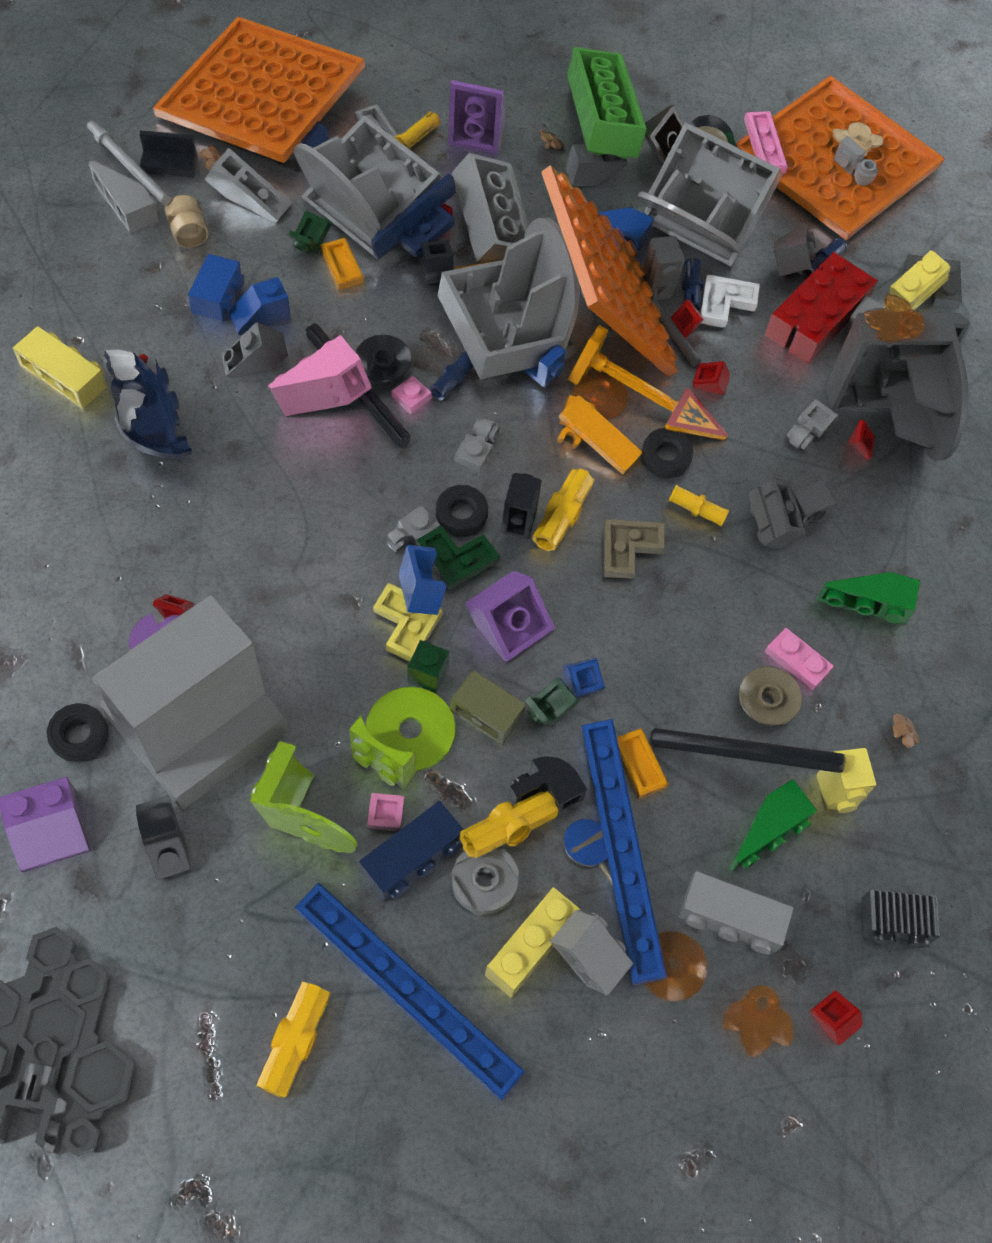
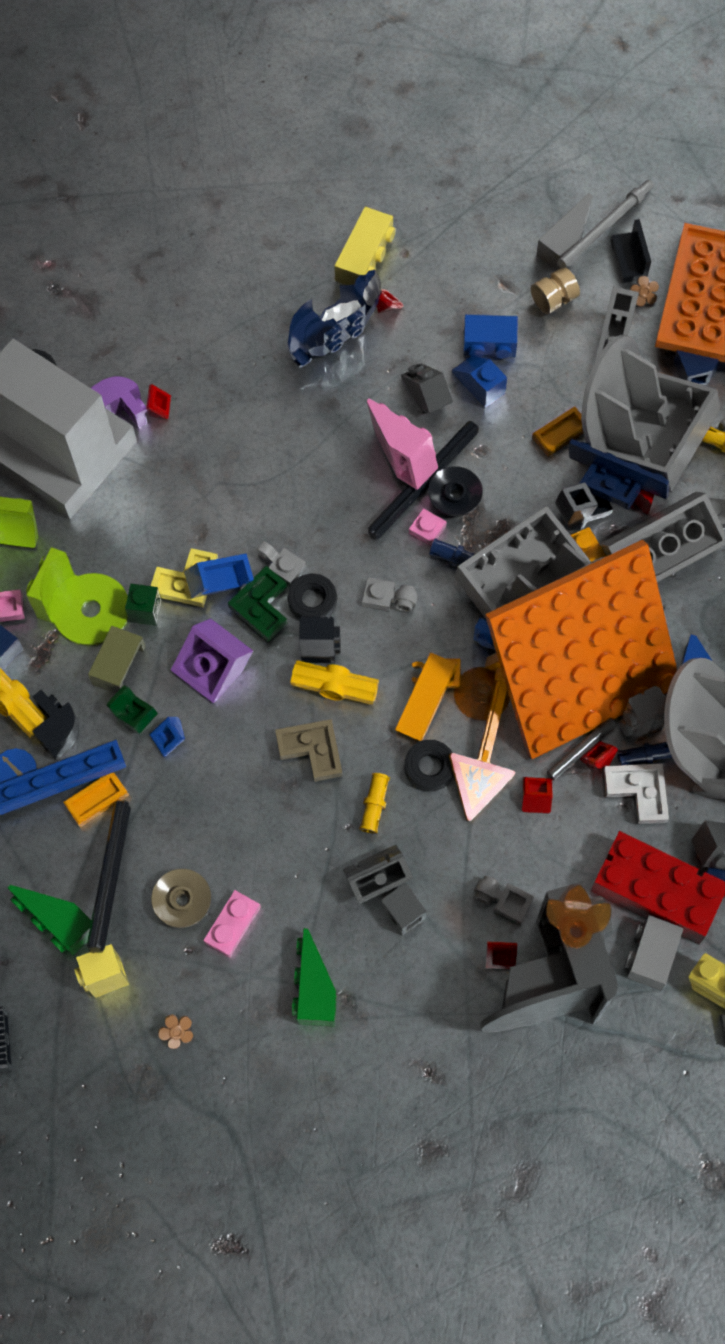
camera: 85 degrees right, 5 degrees up
(310, 232) = (572, 391): dark green bracket -> none

